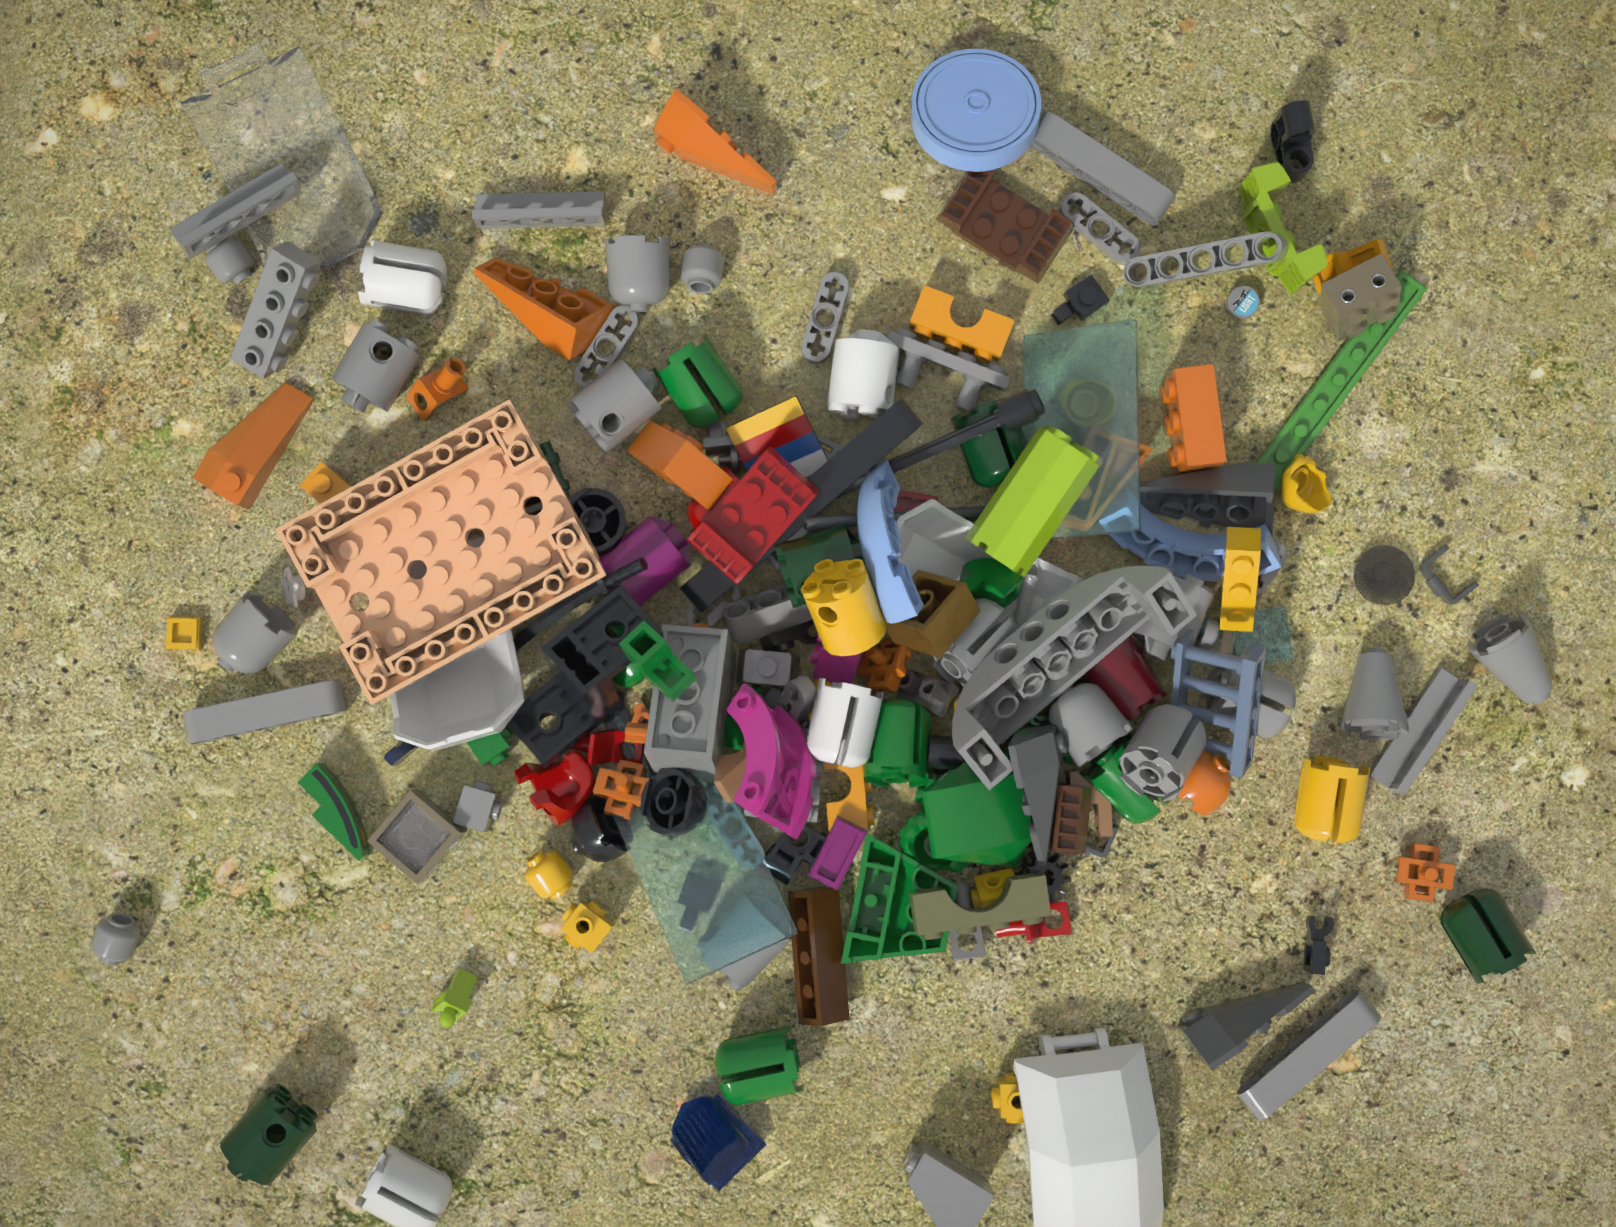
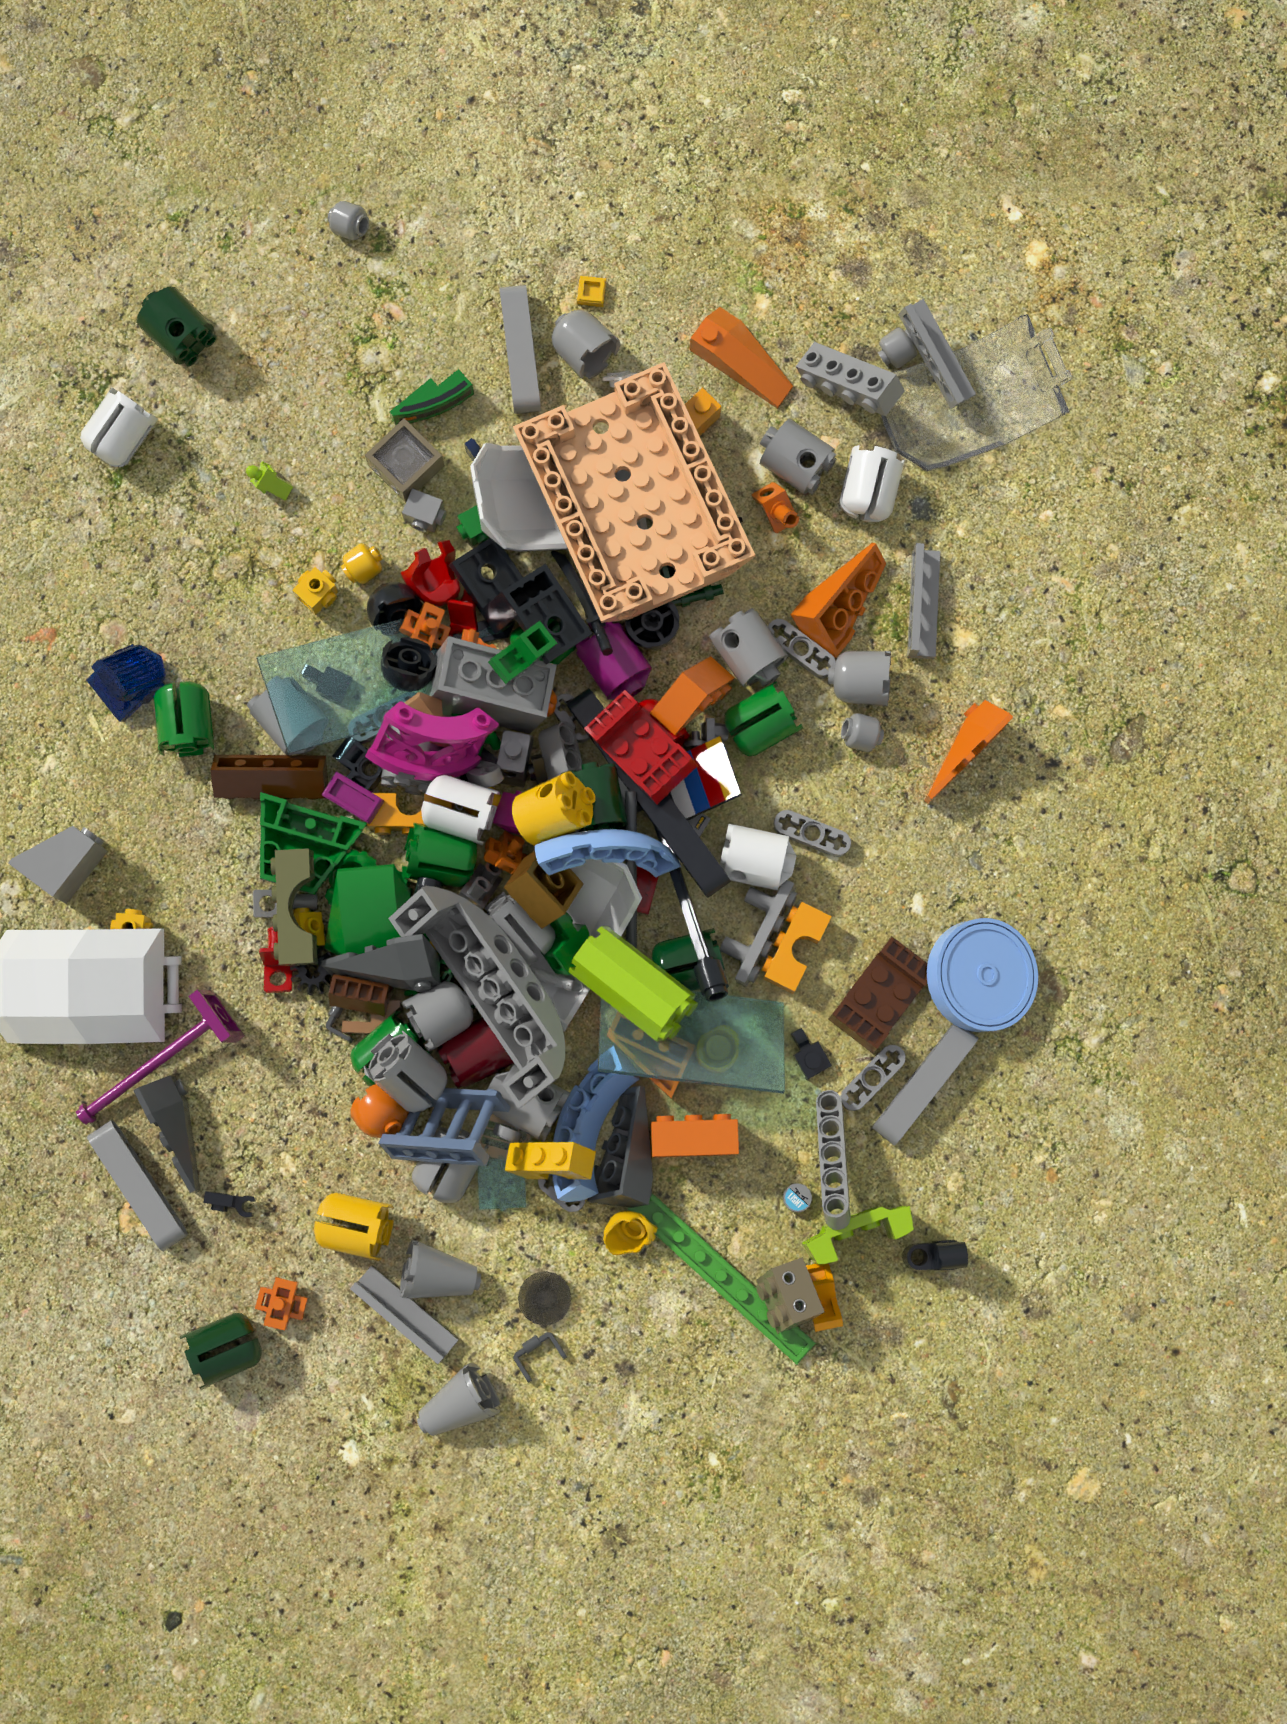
camera: 90 degrees right, 5 degrees down
(1110, 987) = (214, 1018): none -> magenta tile

